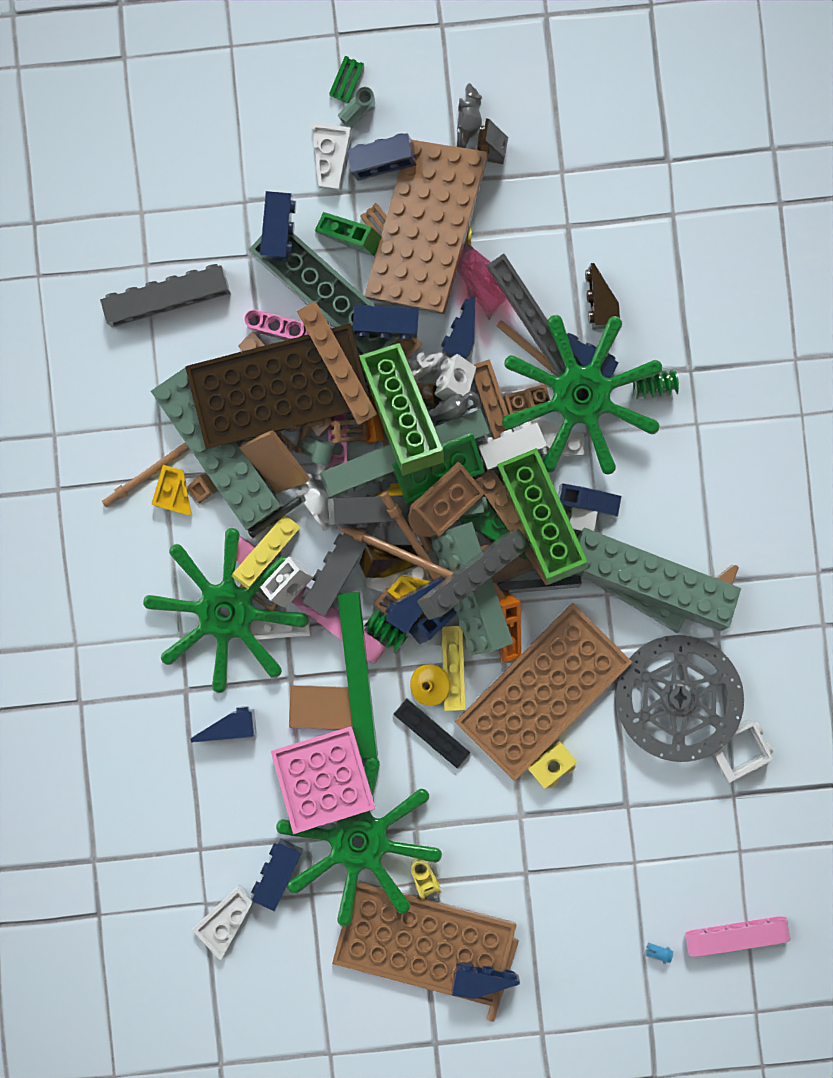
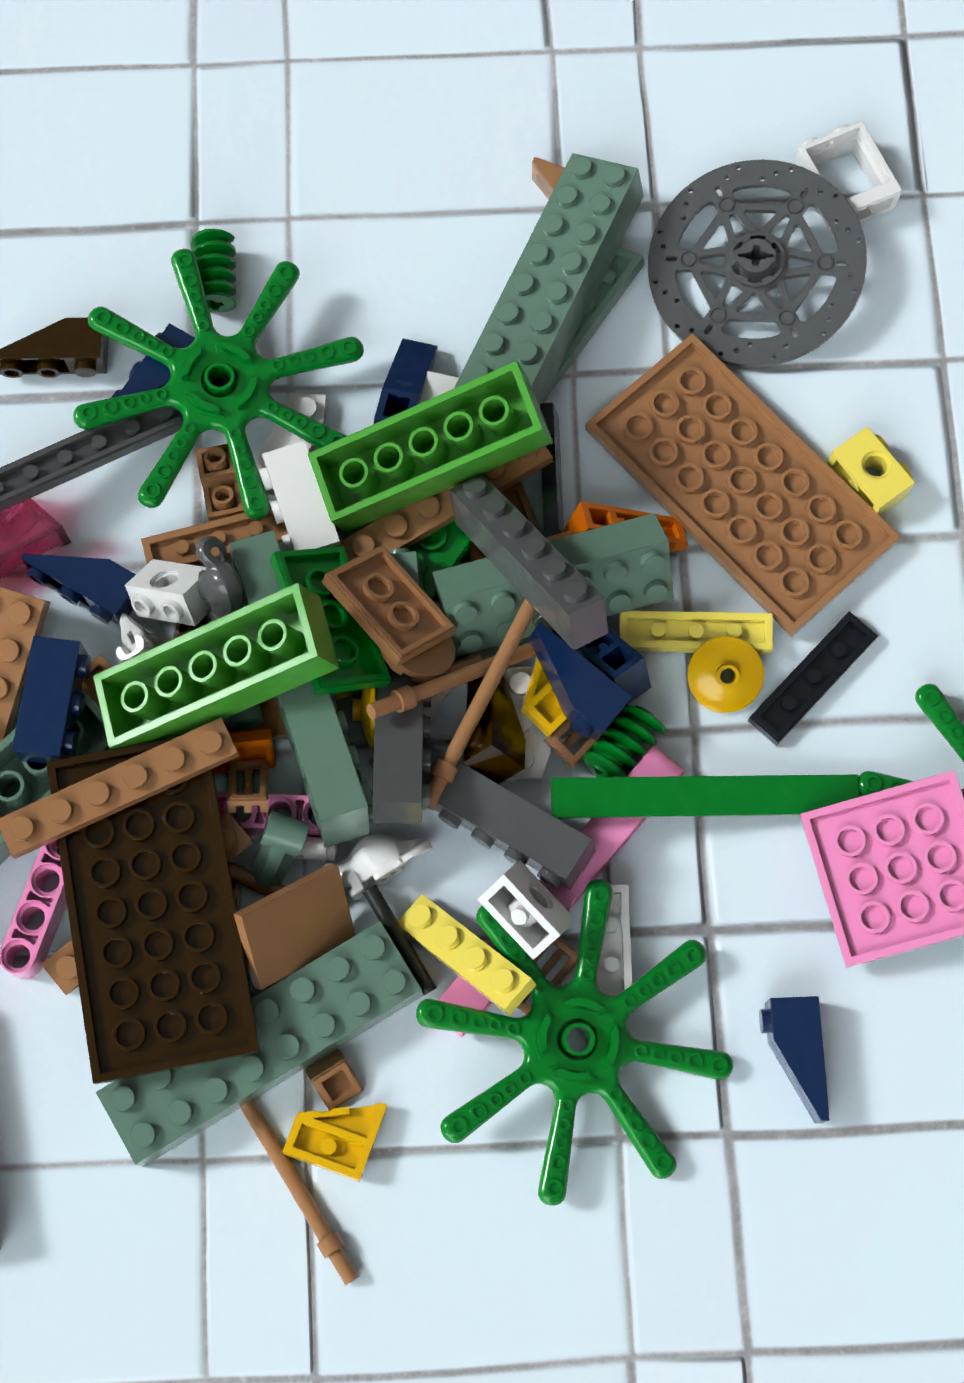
camera: 85 degrees left, 15 degrees down
(319, 707) = (763, 875): medium nougat tile -> none
(524, 344) = (122, 482): medium nougat bar -> none

